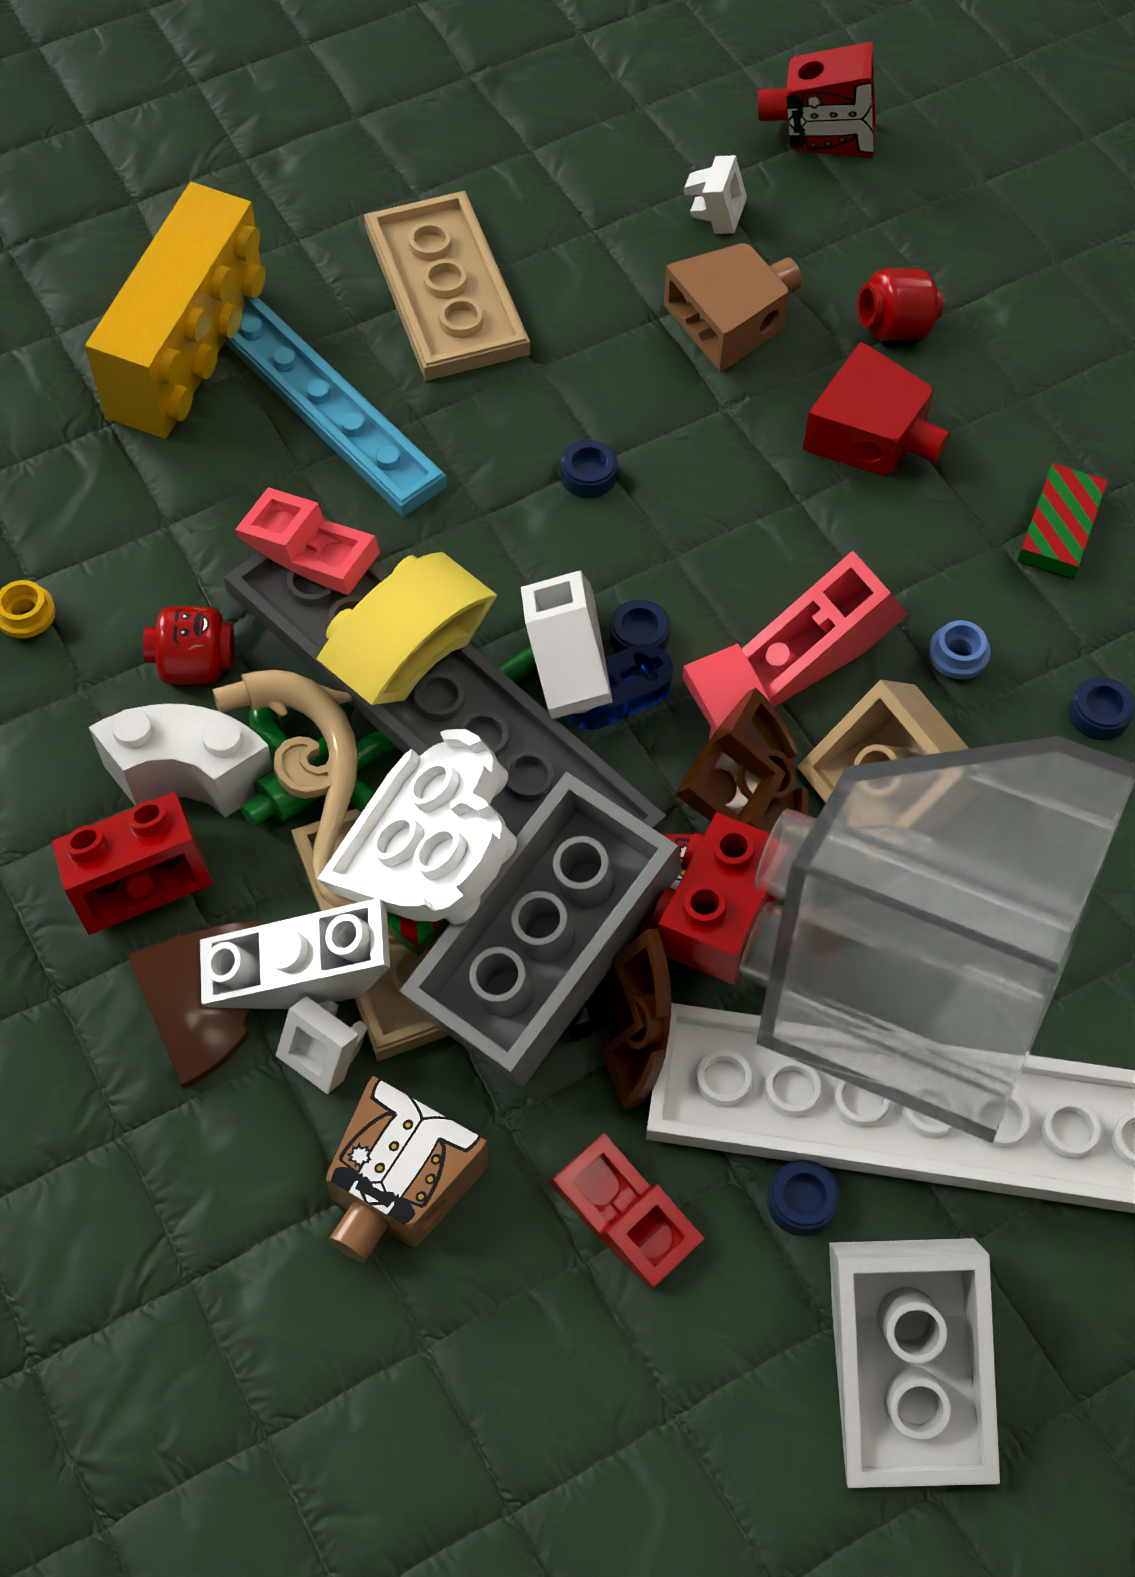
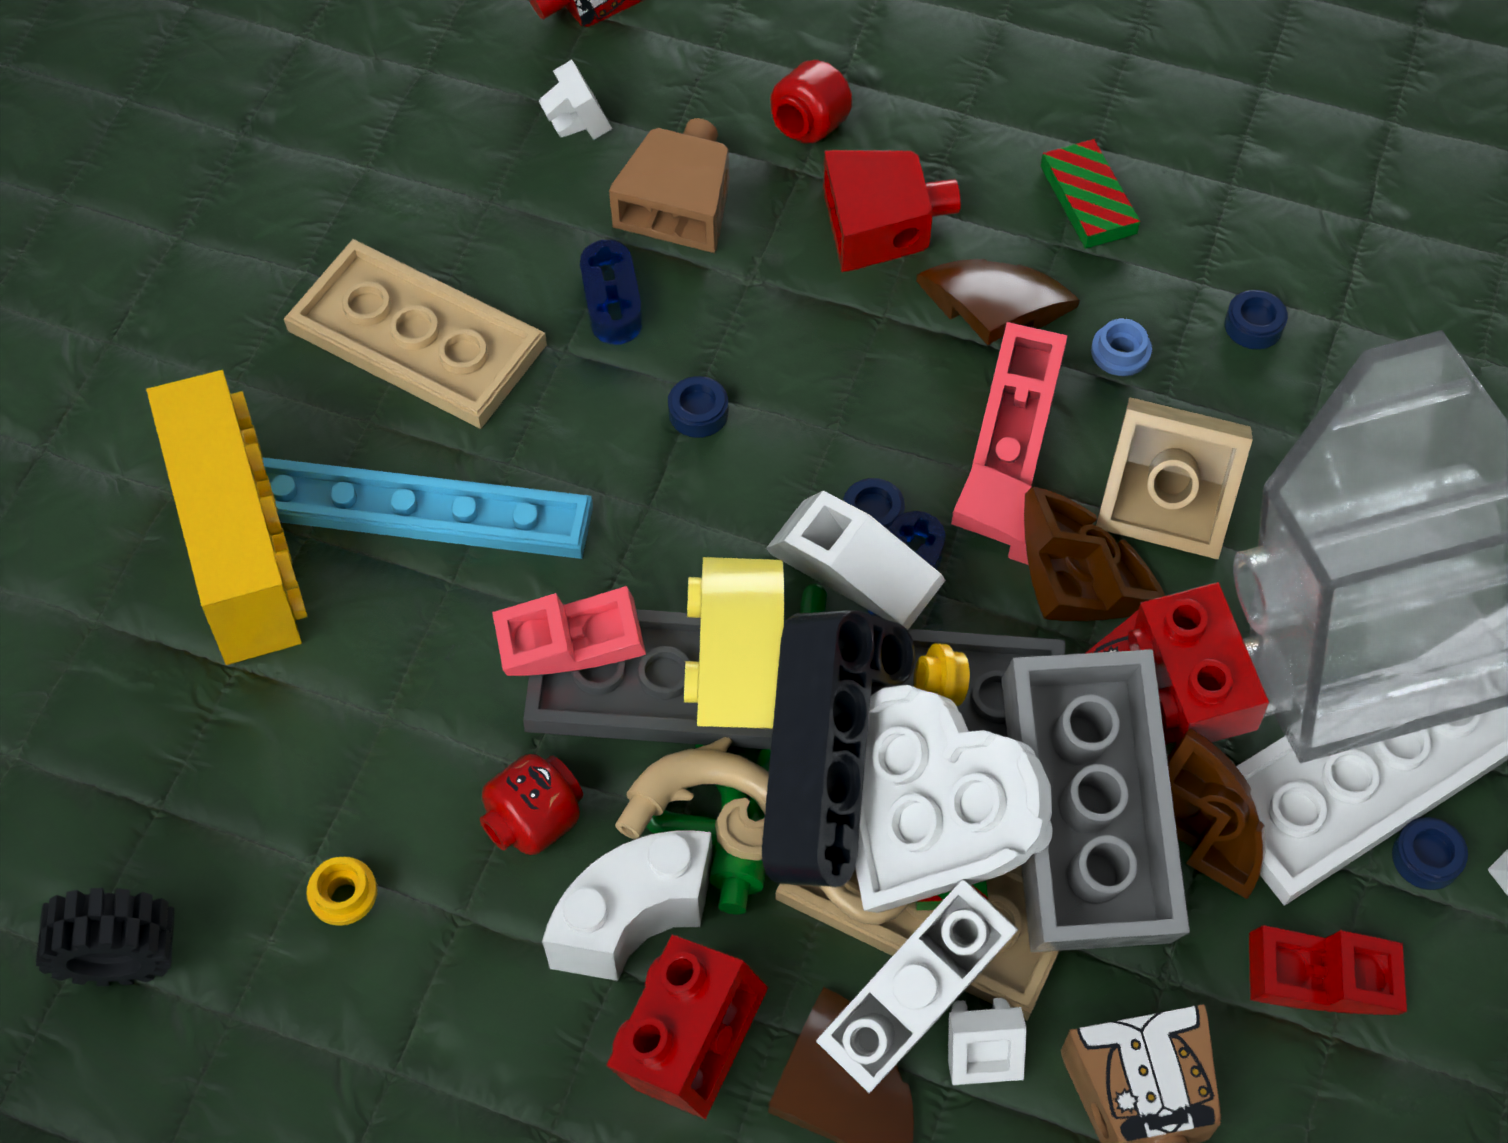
camera: 40 degrees left, 0 degrees up
(395, 744) = (822, 740): none -> black beam
(530, 762) = (943, 673): none -> yellow plate
(600, 342) = (601, 293): none -> clear blue beam
(905, 545) = (996, 293): none -> reddish brown brick

